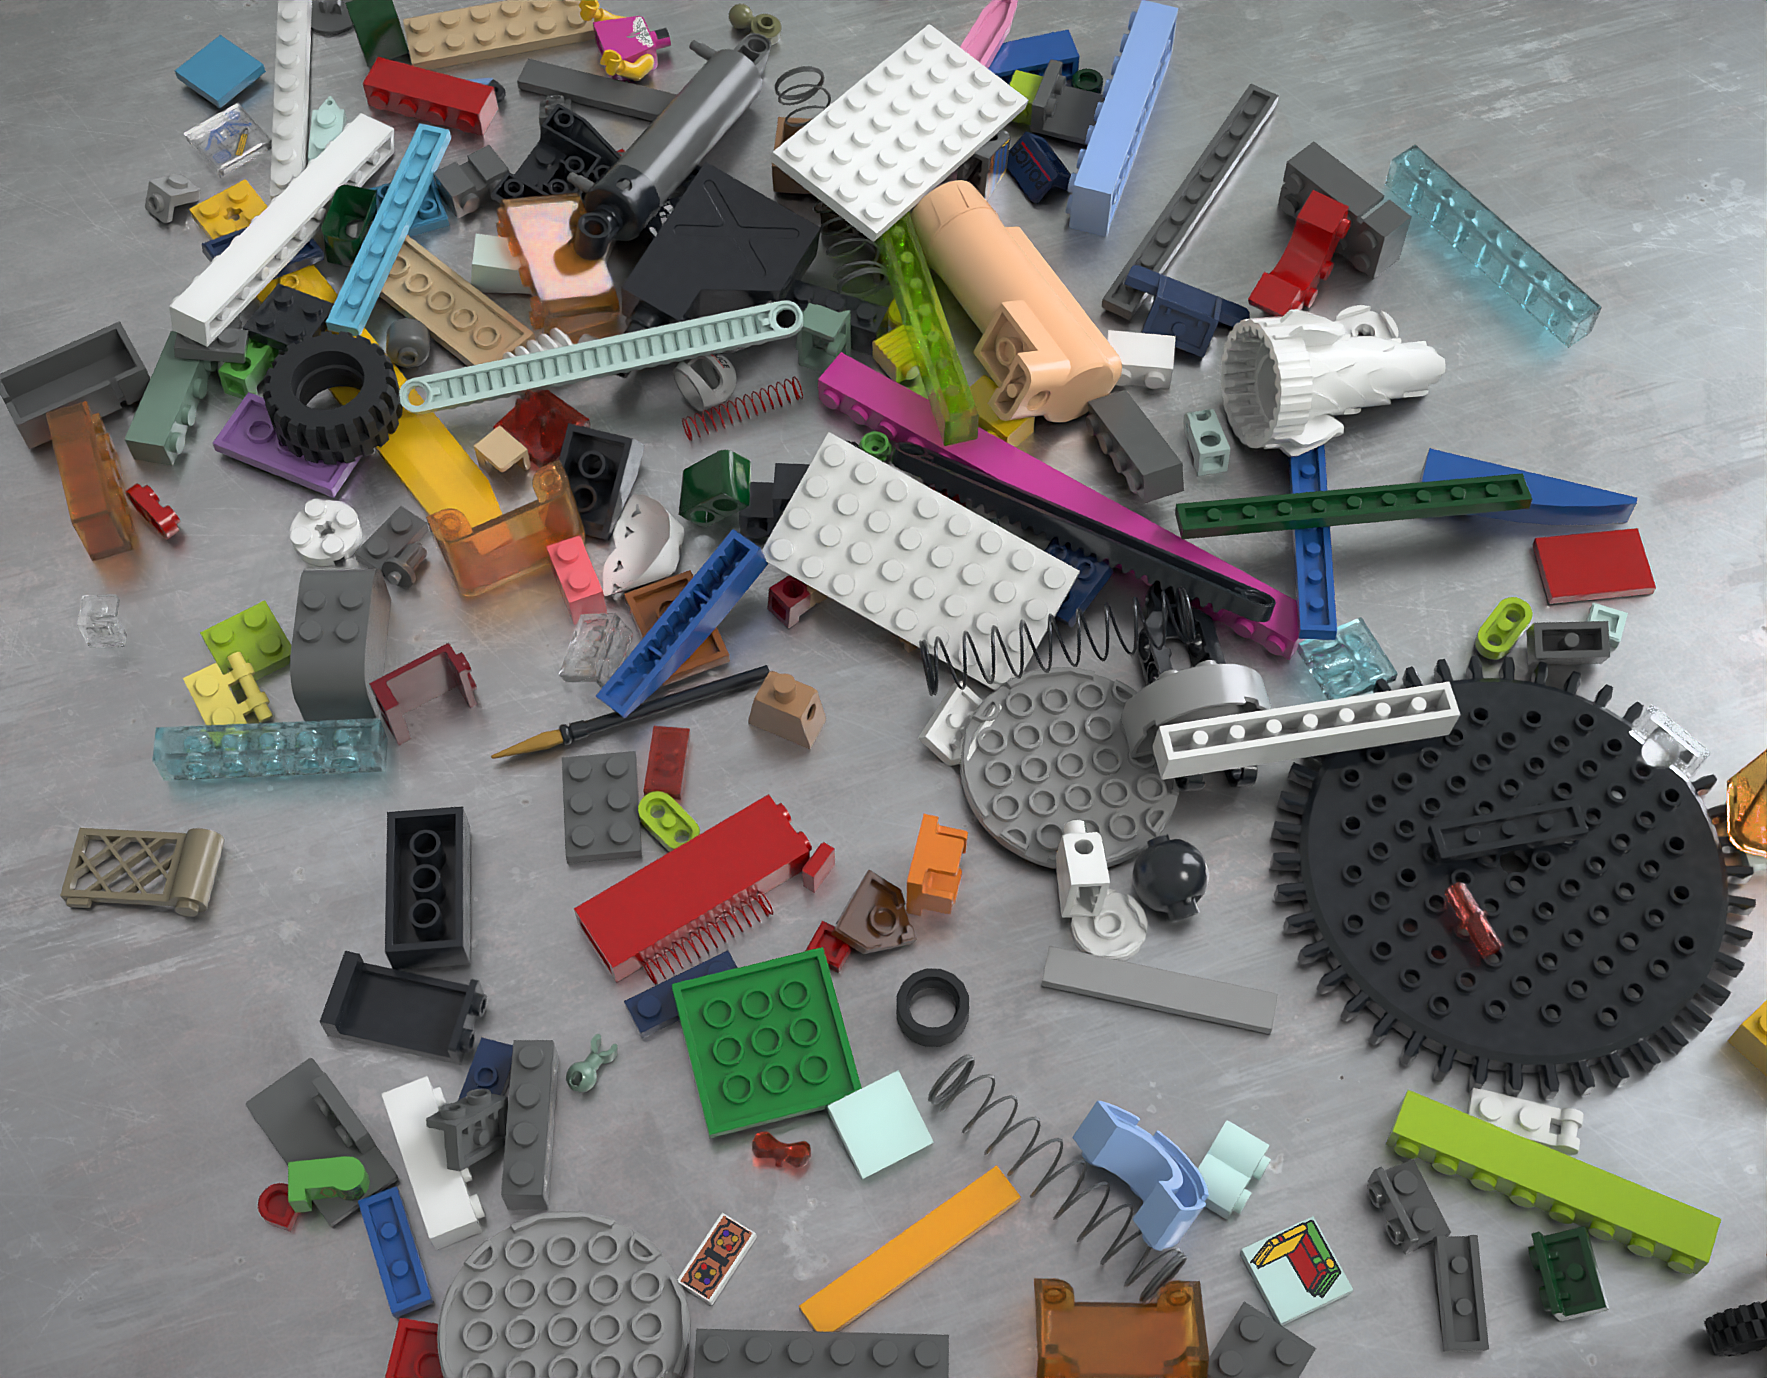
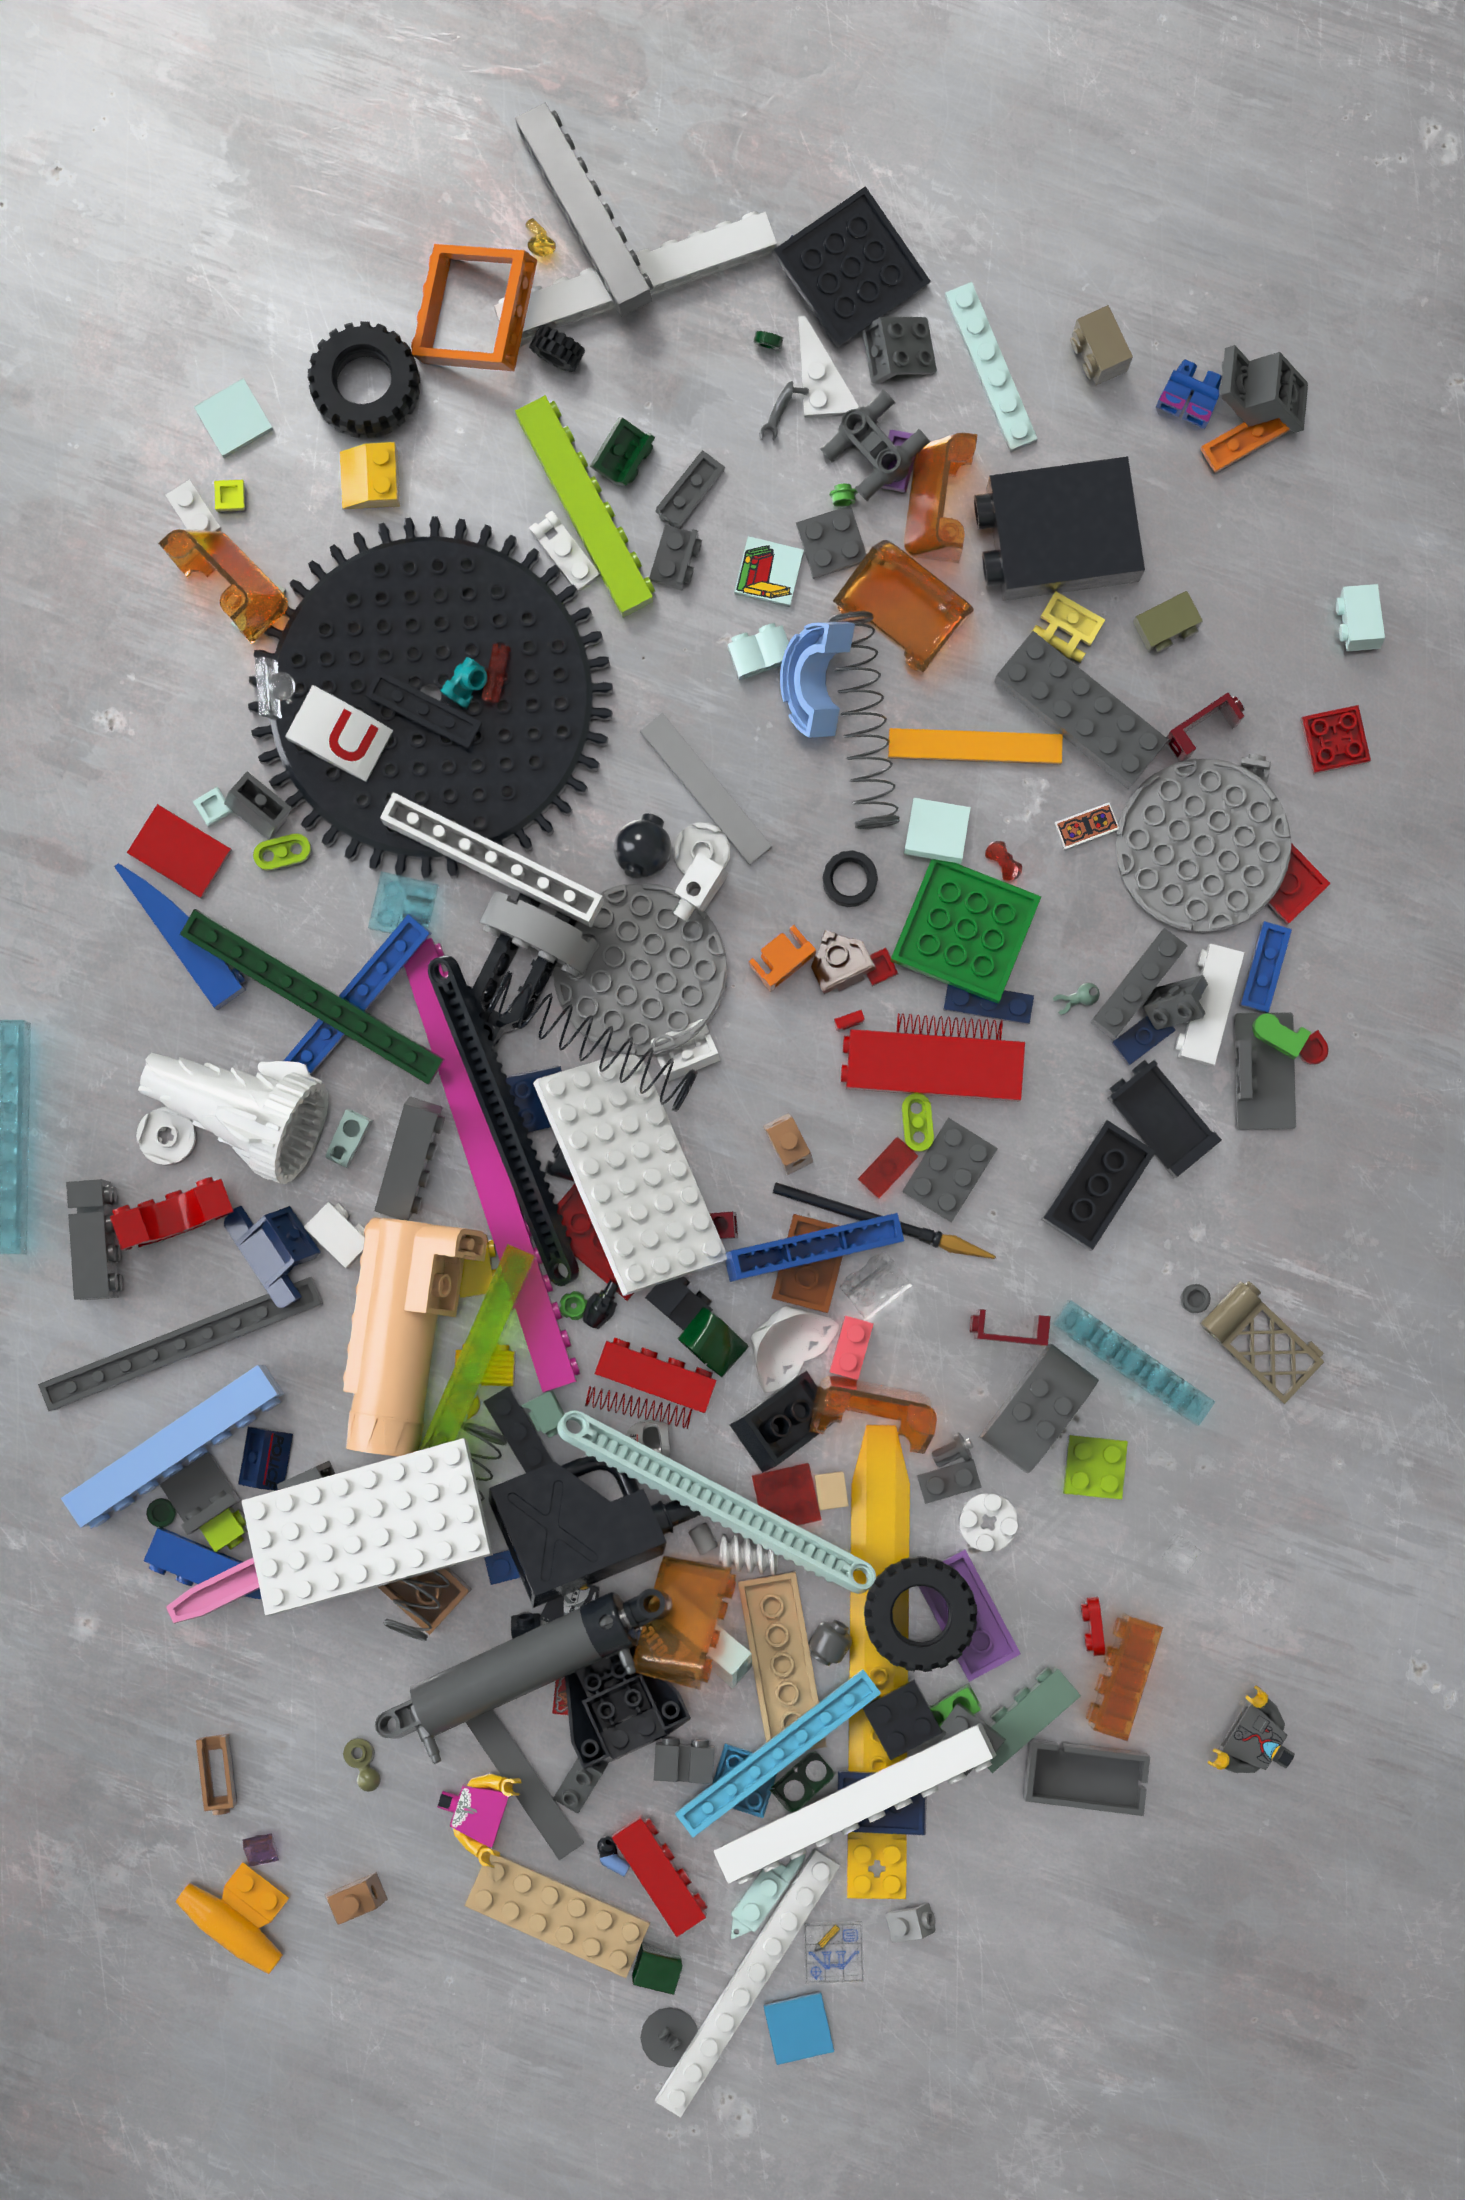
camera: 140 degrees left, 25 degrees up
(215, 700) = (1144, 1428): light yellow plate -> none
(247, 863) = (1195, 1298): none -> dark grey tile
(754, 434) = (654, 1376): none -> red brick
(1495, 884) = (466, 678): none -> teal plate
(1564, 746) = (339, 733): none -> white slope

